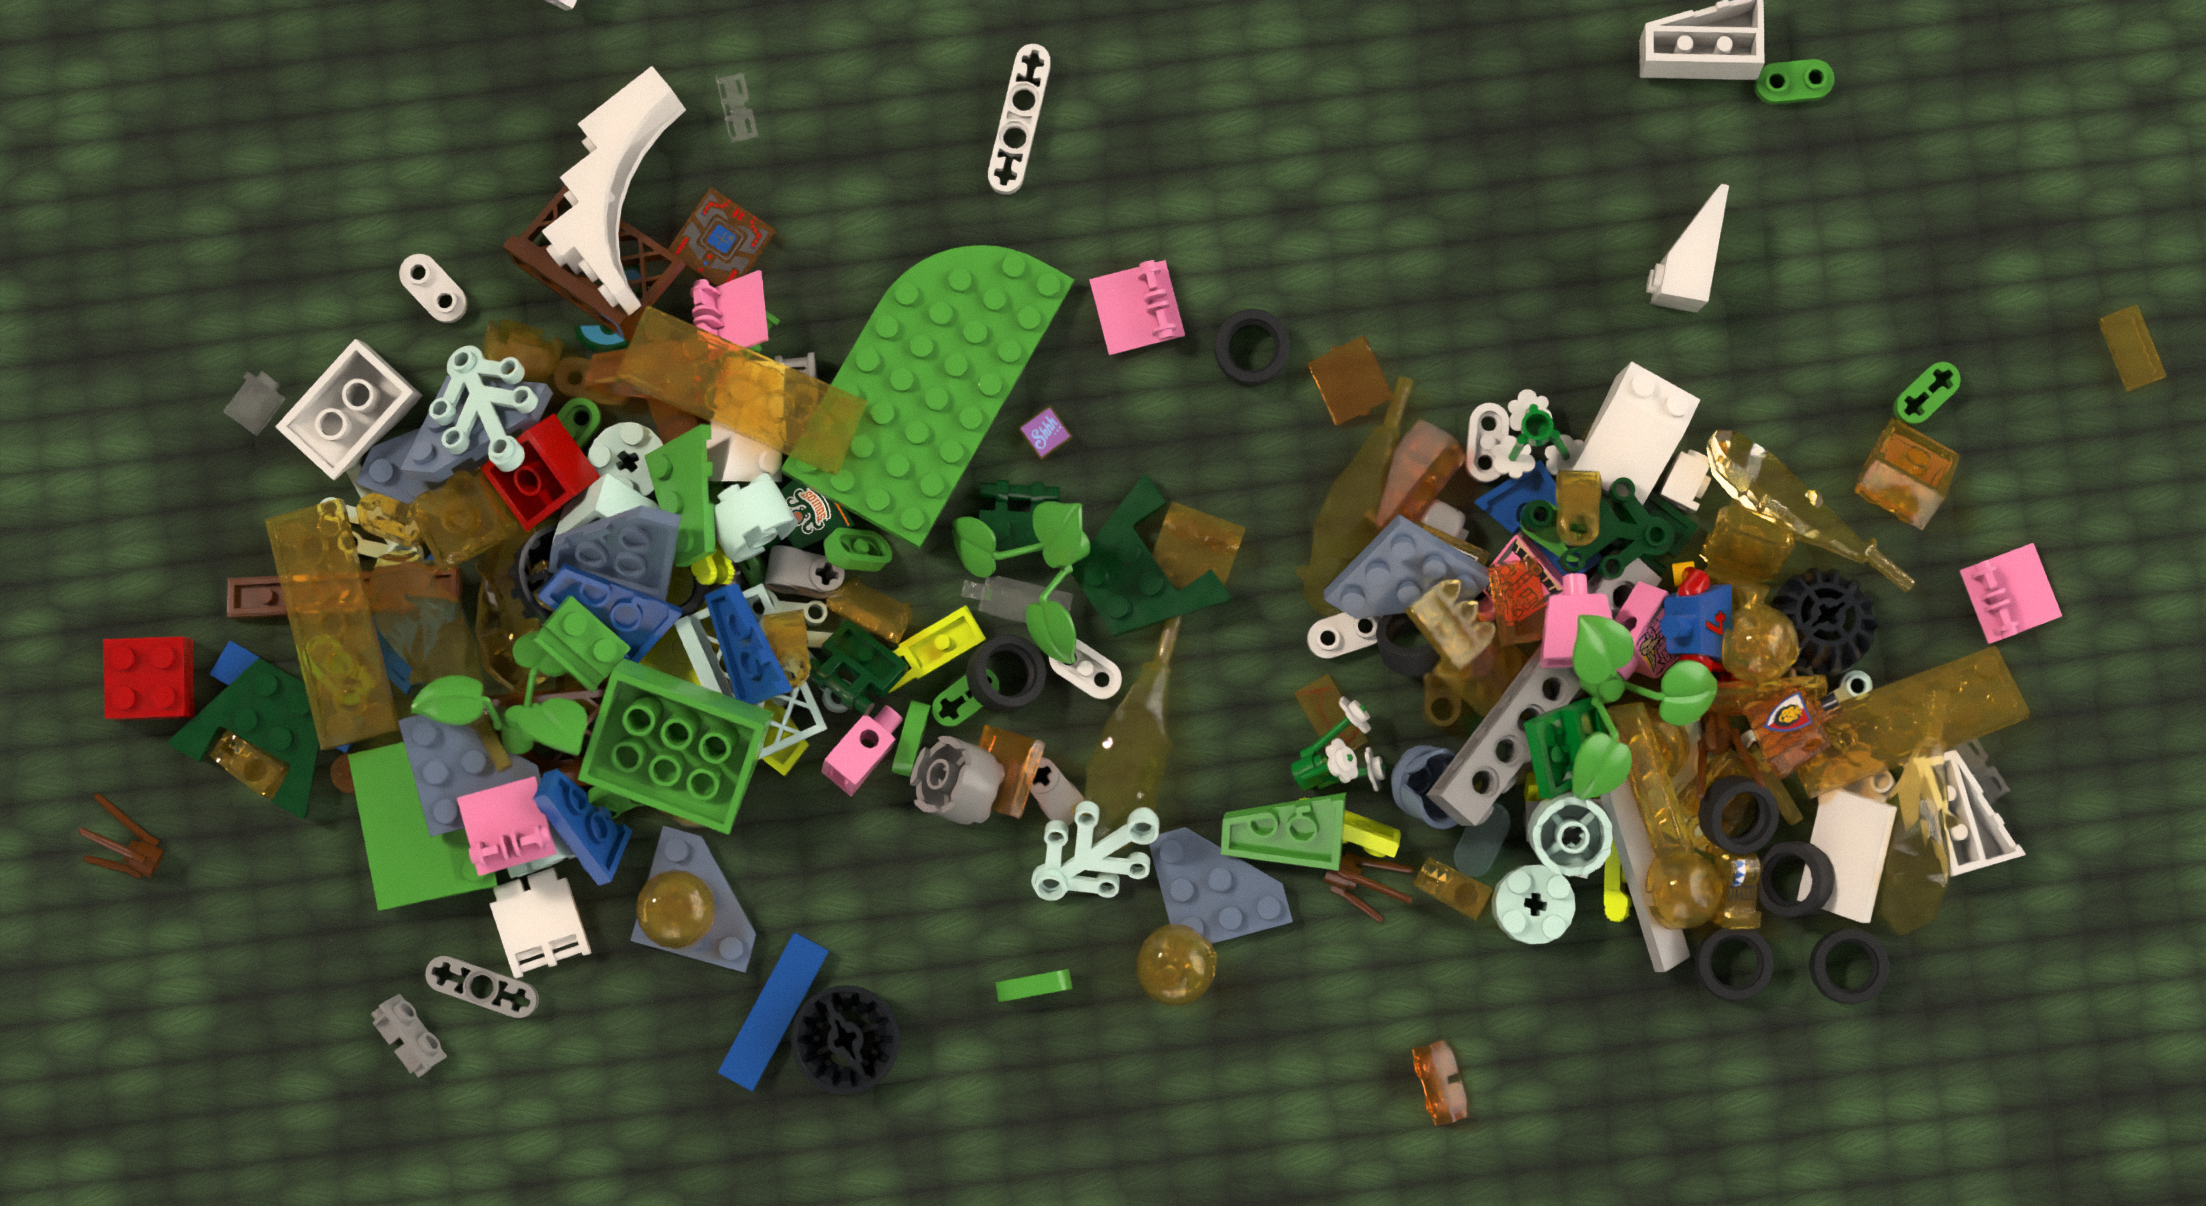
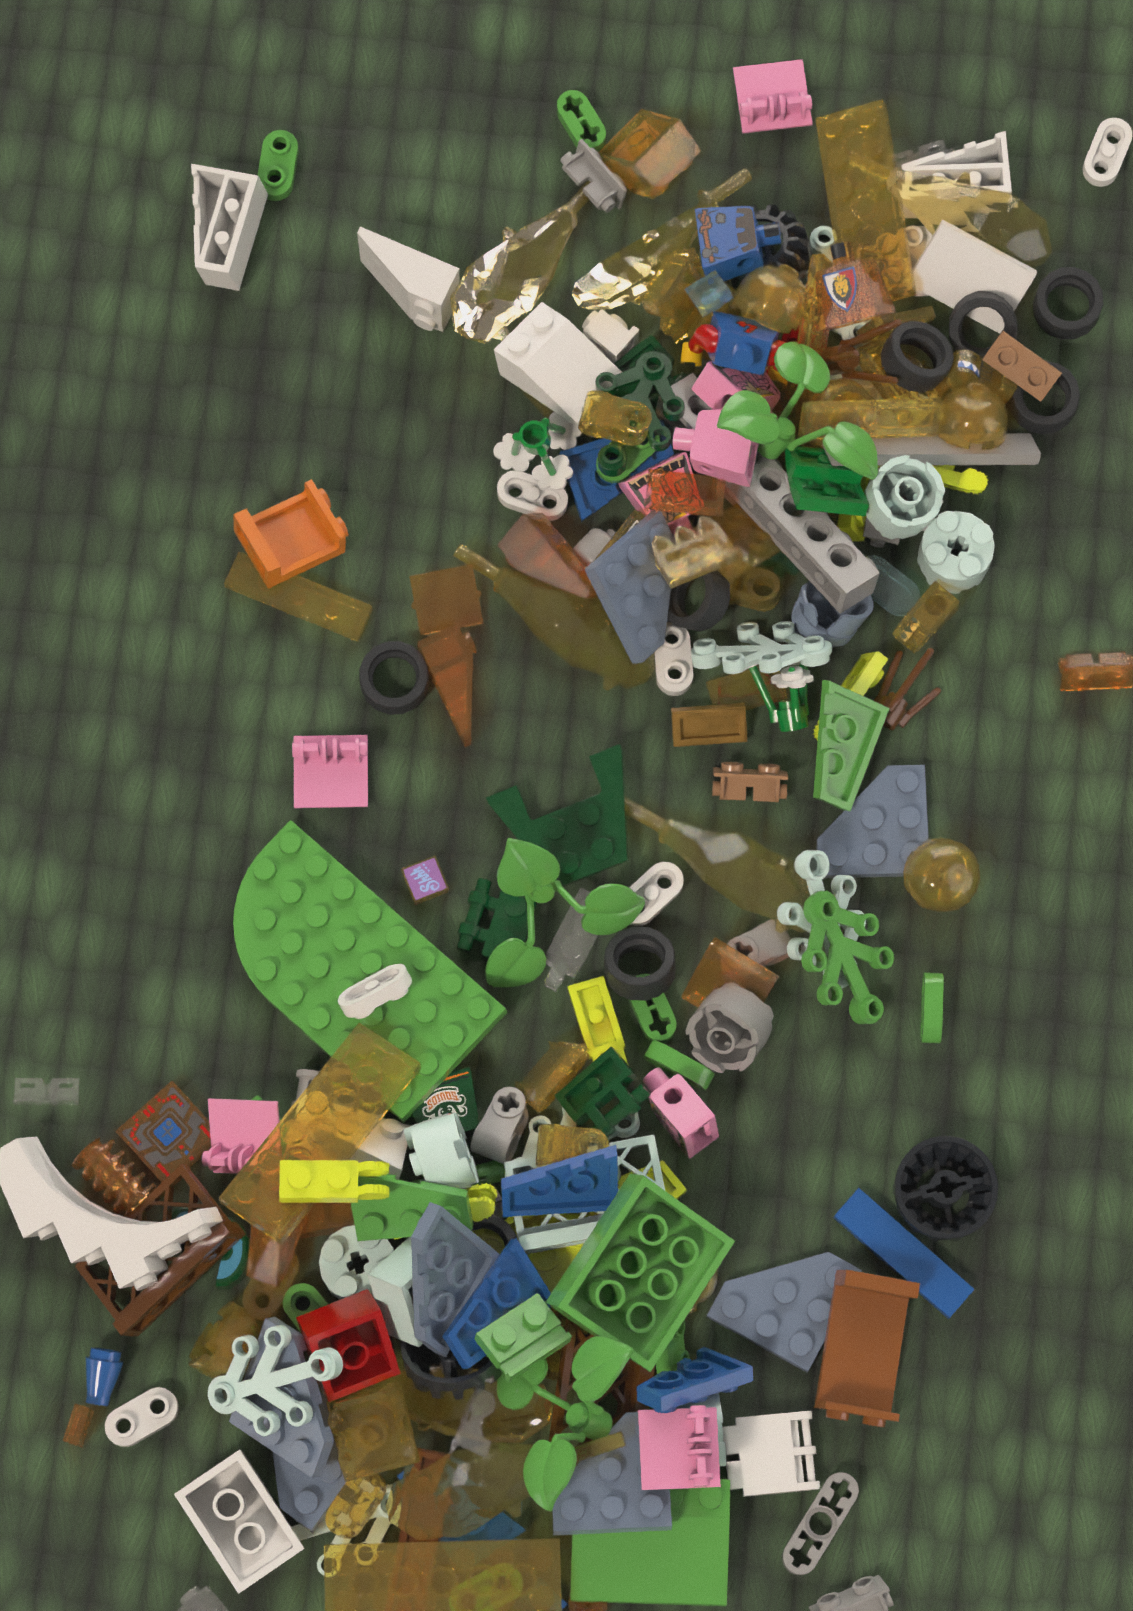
camera: 75 degrees left, 10 degrees down
(408, 228) = (78, 1425): none -> clear orange tile
(466, 237) = (101, 1374): none -> blue cone
(474, 617) = (472, 1435): none -> clear piece
(661, 197) = (112, 1176): none -> clear orange piece
(664, 991) = (863, 1346): none -> dark orange panel
(676, 909) = (789, 1317): clear yellow cylinder -> none
(684, 409) = (330, 1181): none -> neon yellow hinge
(857, 549) = (492, 1071): bright green plate -> none
(903, 409) = (374, 991): none -> white plate
(1016, 118) = (126, 839): white beam -> none
(1061, 878) = (841, 955): none -> bright green plant
(1195, 544) = (561, 769): clear yellow hinge -> none
(1230, 725) = (763, 780): none -> medium nougat hinge
(1271, 407) = (451, 670): none -> clear orange slope
(1281, 686) = (709, 724): none -> pearl gold tile
(1317, 226) = (302, 599): none -> clear yellow tile
(1377, 768) = (767, 653): none -> light aqua plant
(1379, 202) = (291, 535): none -> orange panel
(1720, 356) = (504, 279): none -> clear yellow piece
(1747, 574) = (709, 293): none -> clear light blue plate
(1753, 929) = (1022, 366): none -> medium nougat hinge
(1815, 586) = (733, 240): none -> blue torso
(1874, 412) = (605, 187): none -> light grey hinge
(2036, 972) = (1106, 154): none -> white plate

